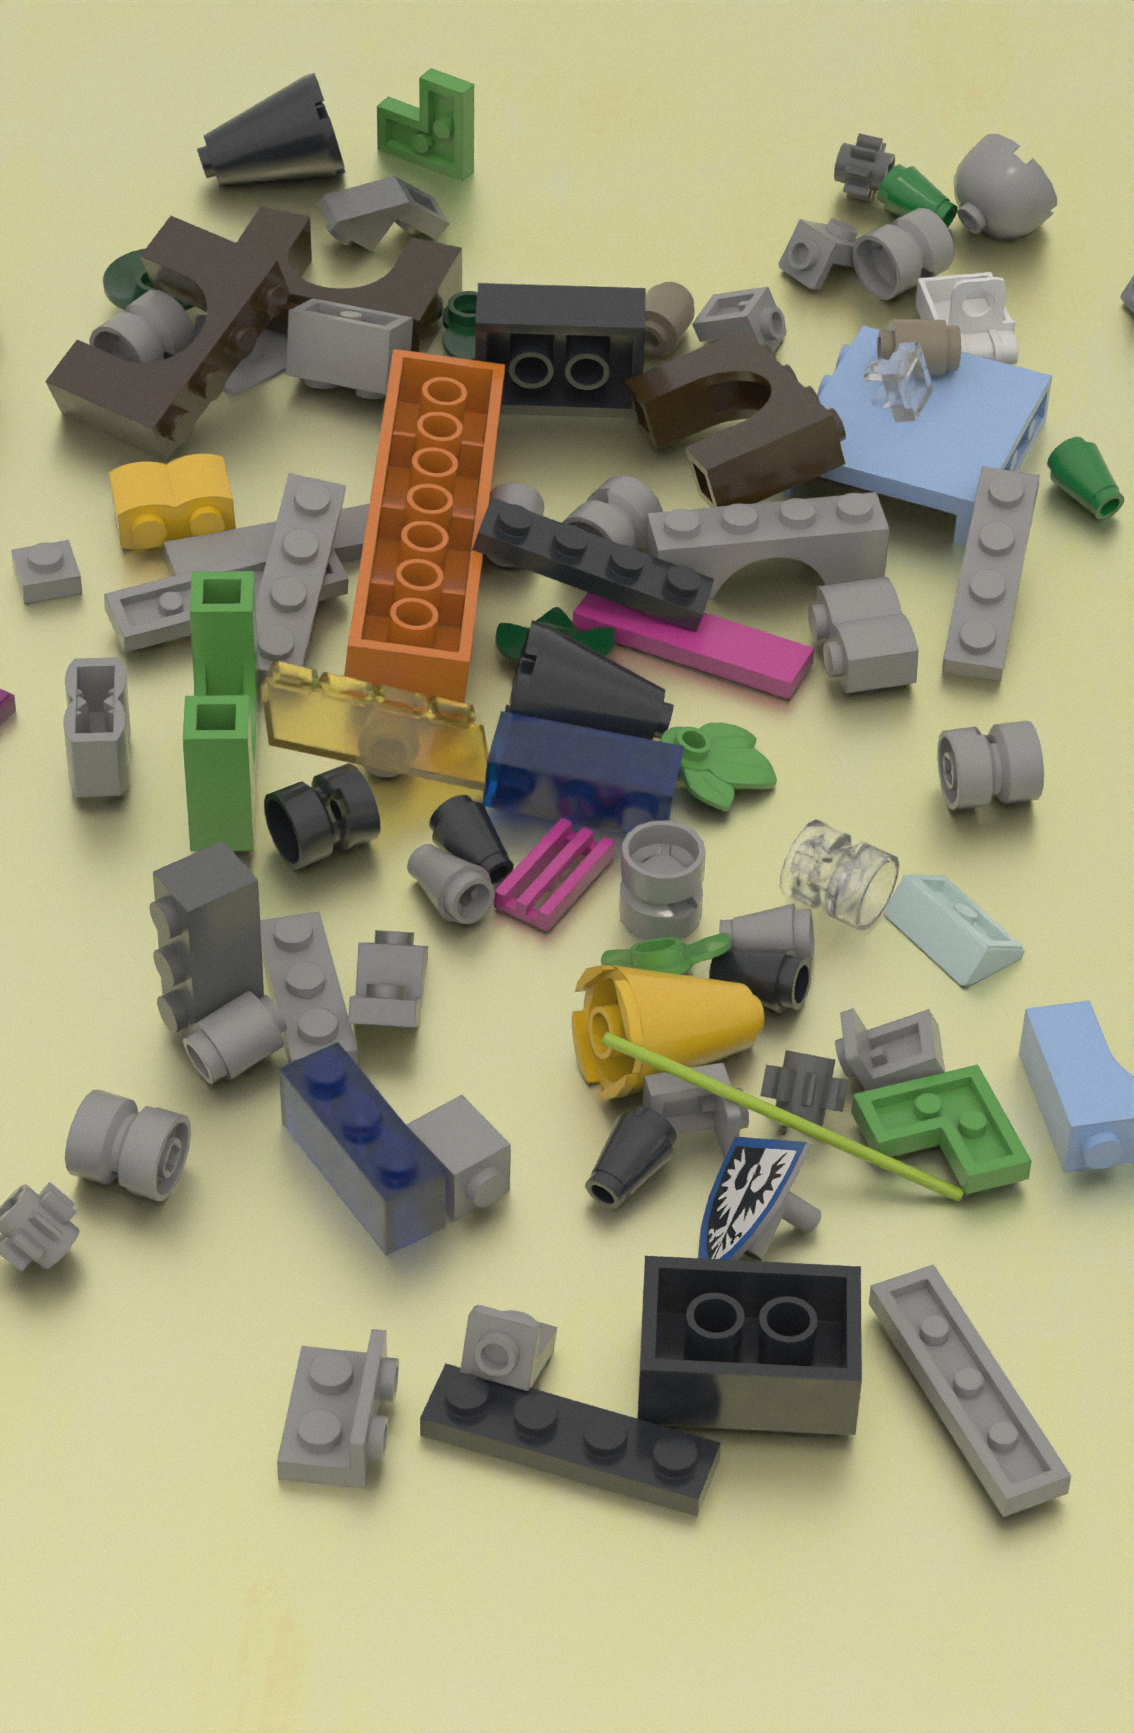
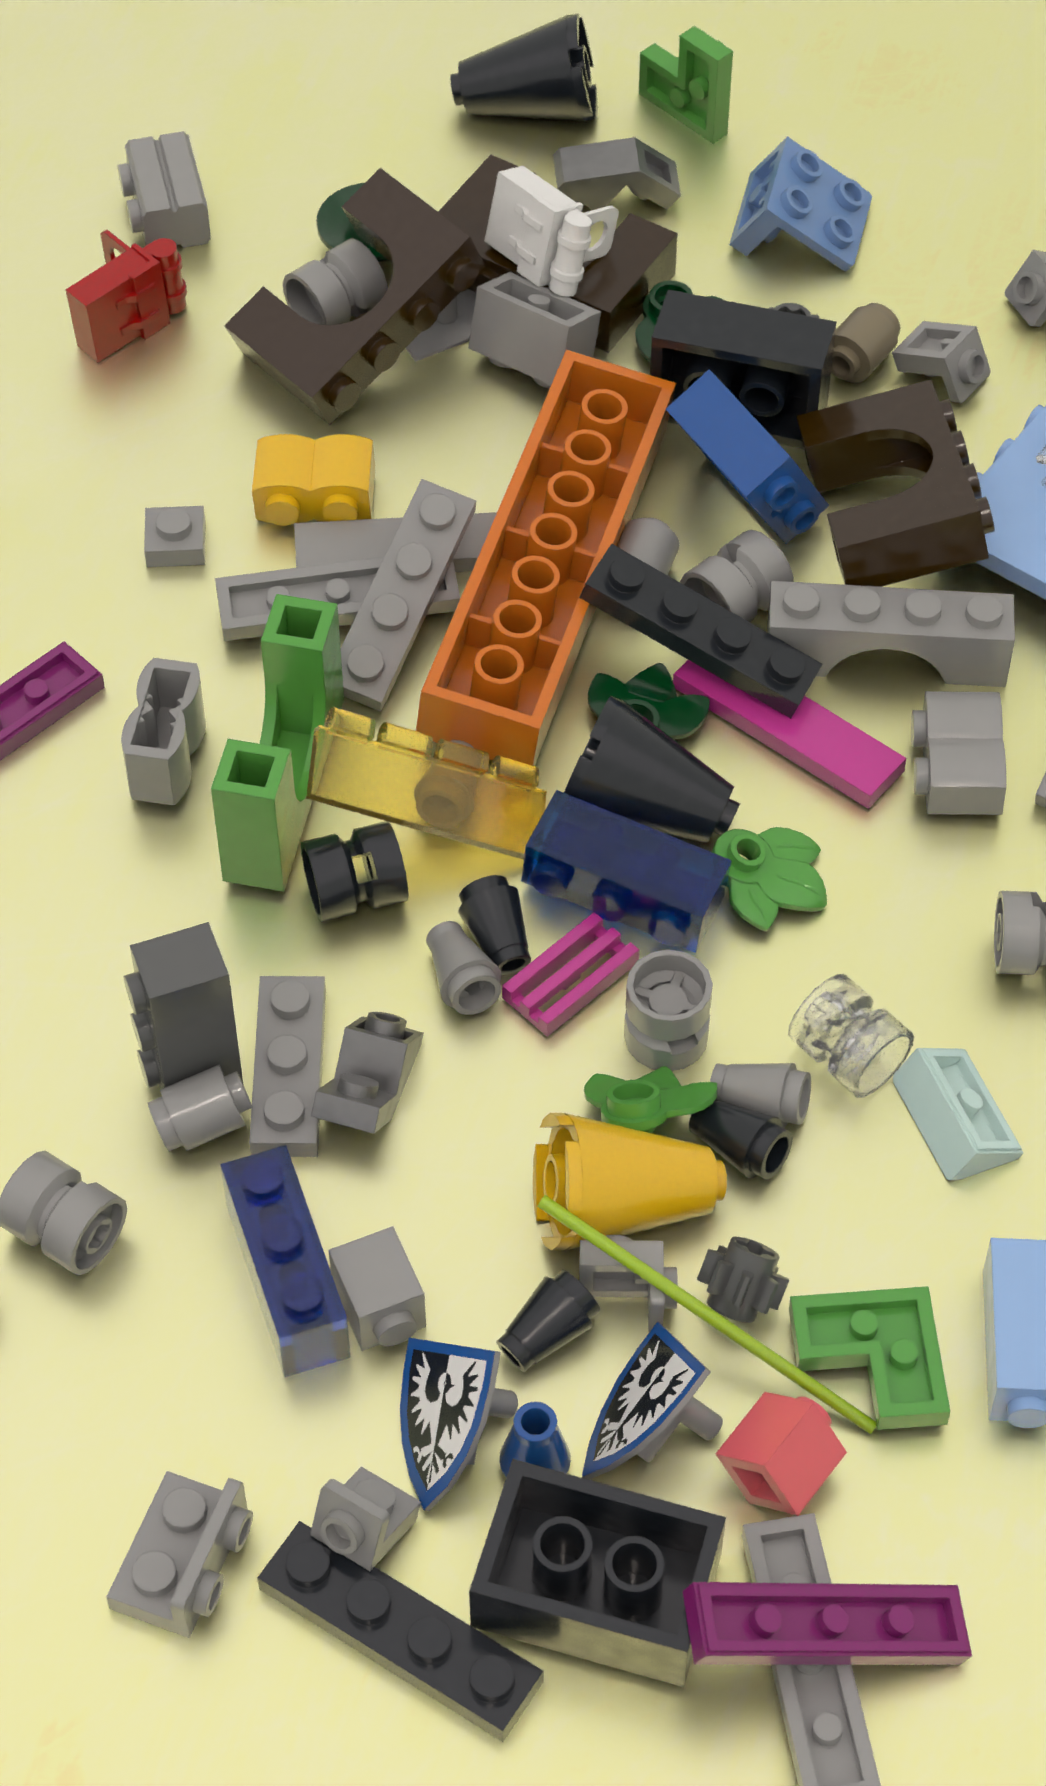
camera: 15 degrees right, 10 degrees up
(341, 253) = (545, 230): none -> white piece
(559, 1241) = (445, 1410): none -> shield
(563, 202) = (807, 201): none -> medium blue bracket
(590, 415) = (748, 457): none -> blue window
(653, 1235) = (535, 1440): none -> blue cone
(888, 1219) = (782, 1452): none -> coral brick
(890, 1052) = (844, 1253): light grey bracket -> none
(976, 1344) = (825, 1624): none -> magenta tile

